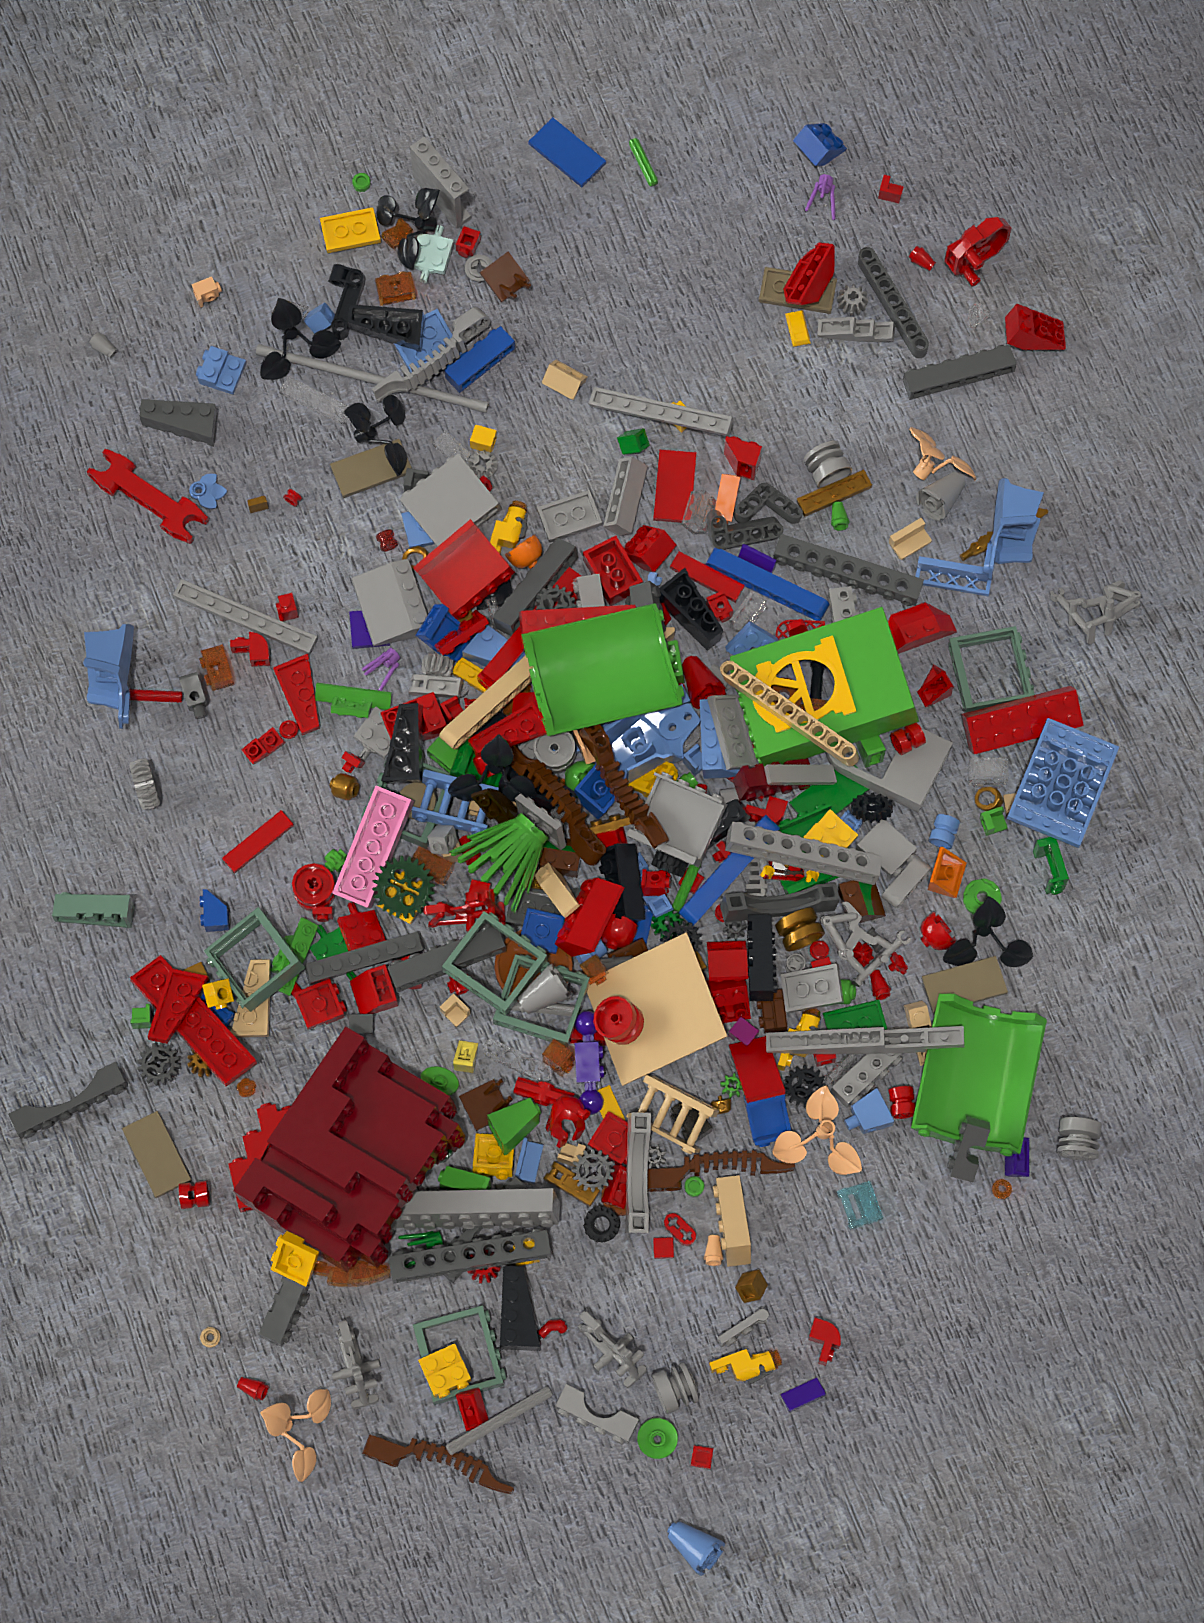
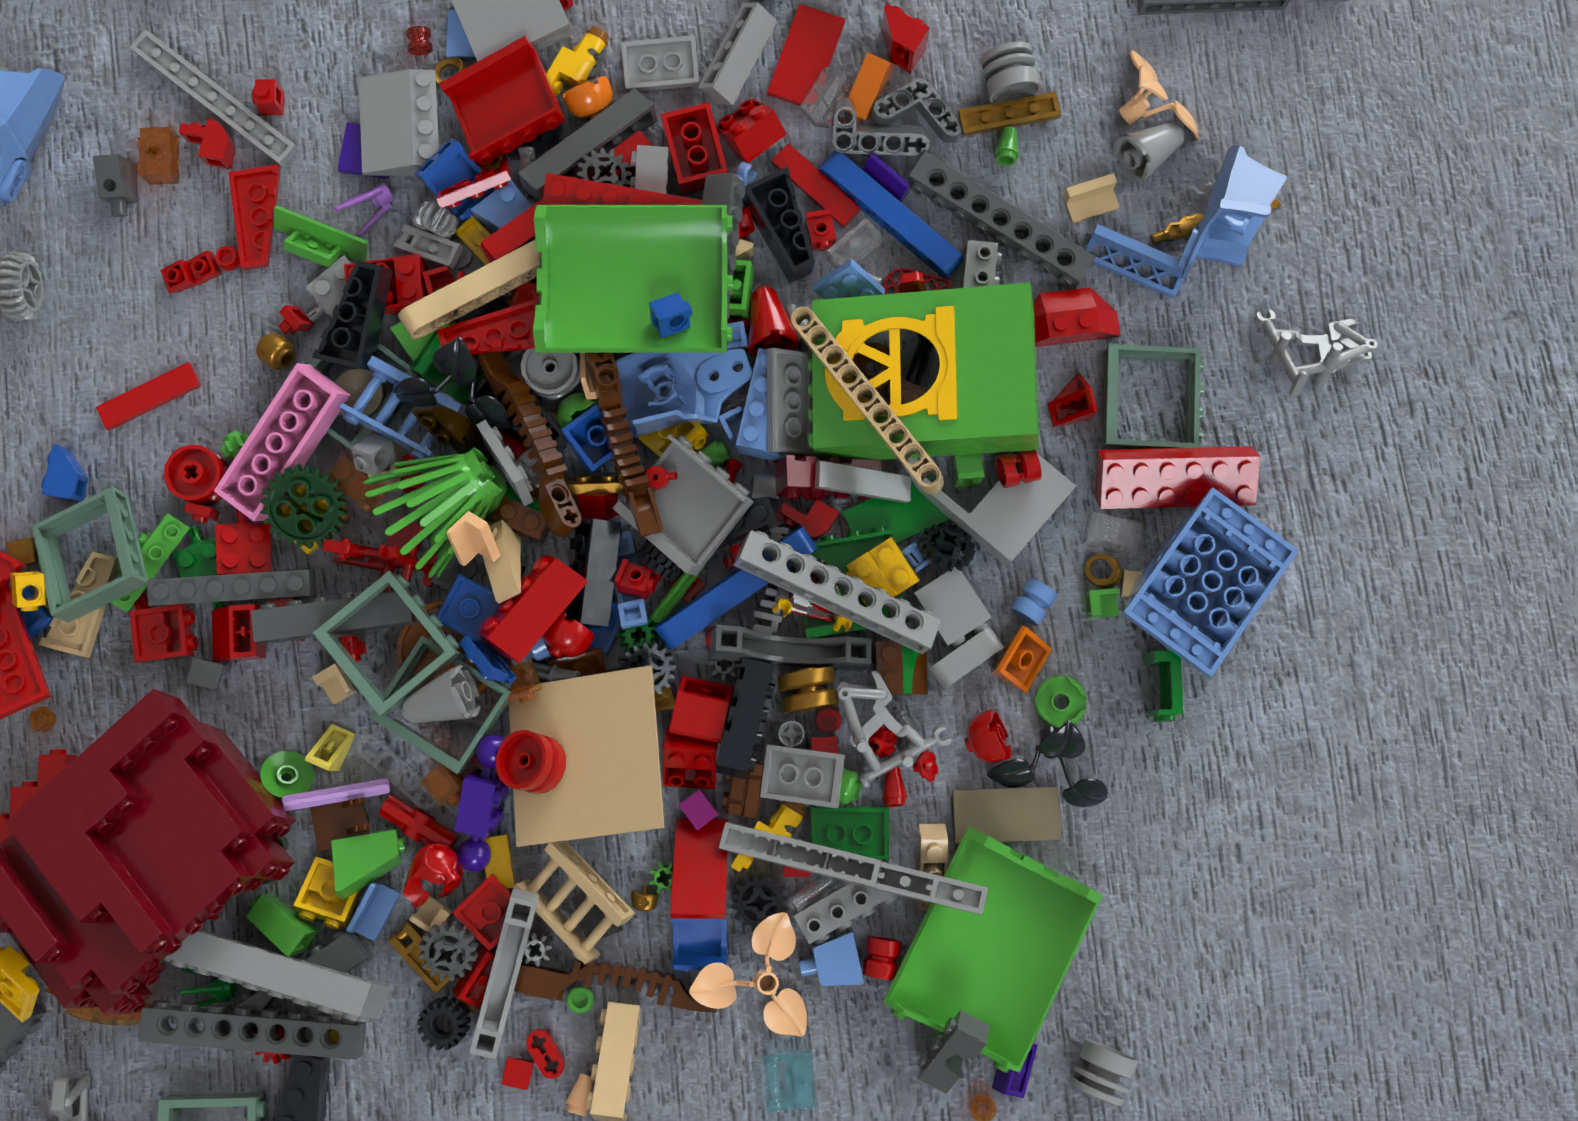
camera: 15 degrees right, 10 degrees up
(156, 695) = (66, 171): red axle -> none
(481, 1083) = (335, 794): none -> lavender axle
(538, 874) = (472, 536): none -> light nougat panel
(571, 963) = (488, 661): none -> blue plate
(635, 688) = (670, 314): none -> blue brick
(657, 804) = (663, 477): none -> red piece

